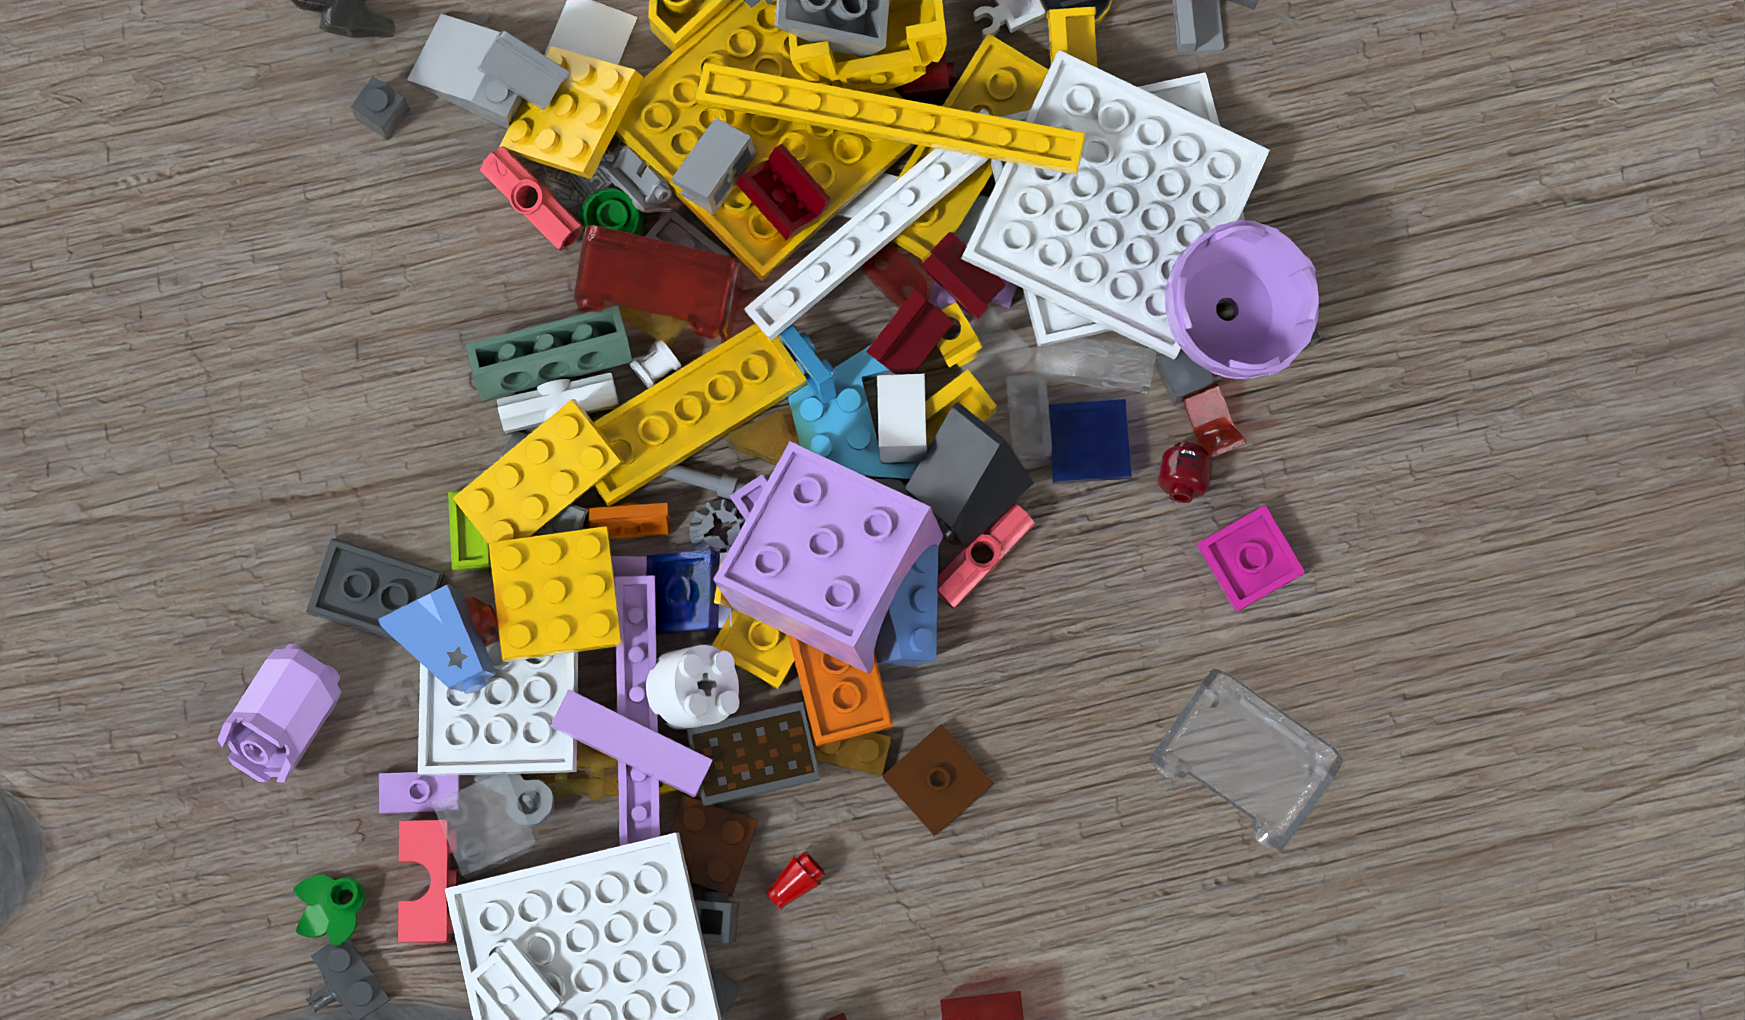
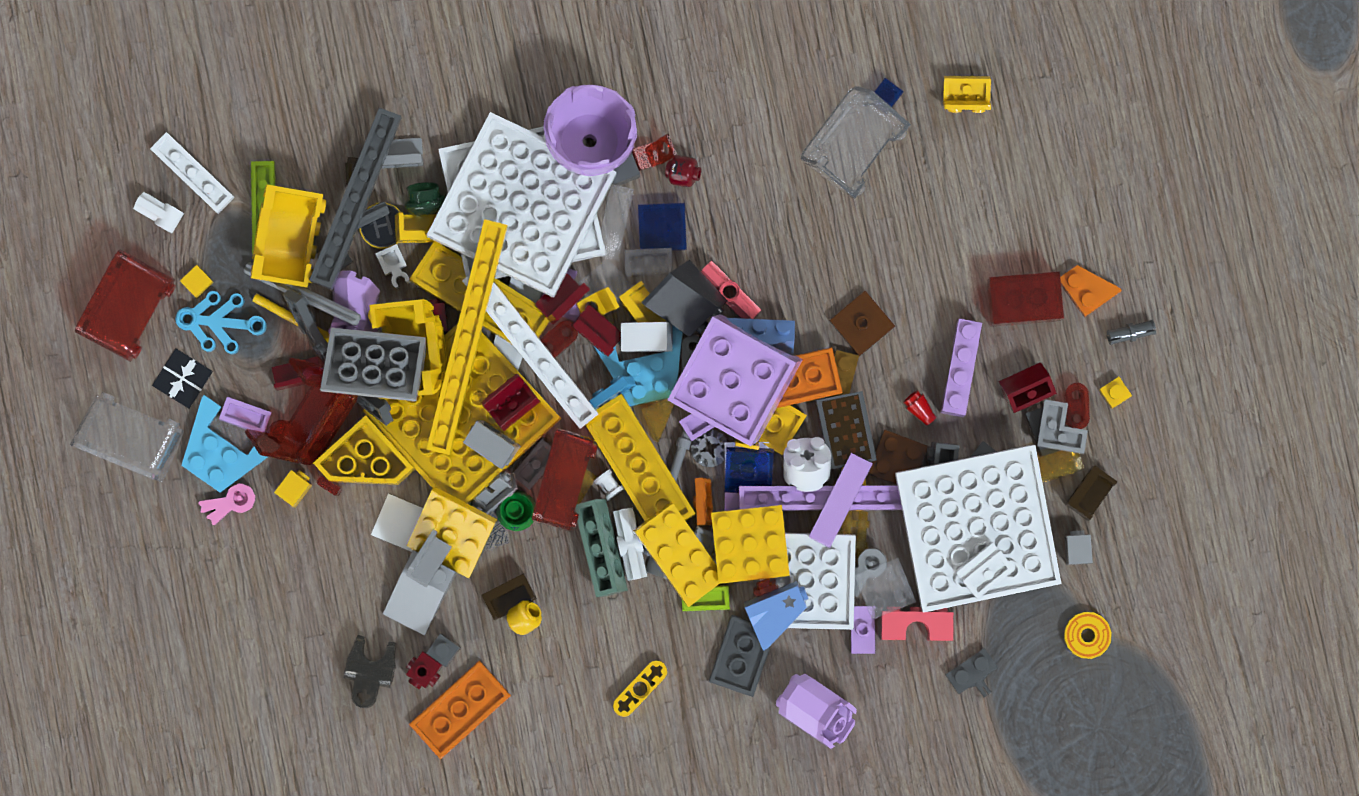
camera: 90 degrees left, 5 degrees up
(286, 140) = (459, 710): none -> orange tile
(307, 400) = (632, 705): none -> yellow beam
(325, 908) = (932, 686): green plate -> none
(344, 74) = (430, 664): none -> dark red brick
(434, 233) = (524, 617): none -> yellow head
(468, 210) = (508, 595): none -> dark brown panel
(547, 214) = (492, 569): coral piece -> none
(864, 947) = (961, 367): none -> lavender arch
(1122, 50) = (424, 198): none -> clear green piece
(1250, 558) = (735, 135): dark pink plate -> none
(1332, 813) = (888, 92): none -> clear blue plate
(1339, 949) = (967, 93): none -> yellow bracket

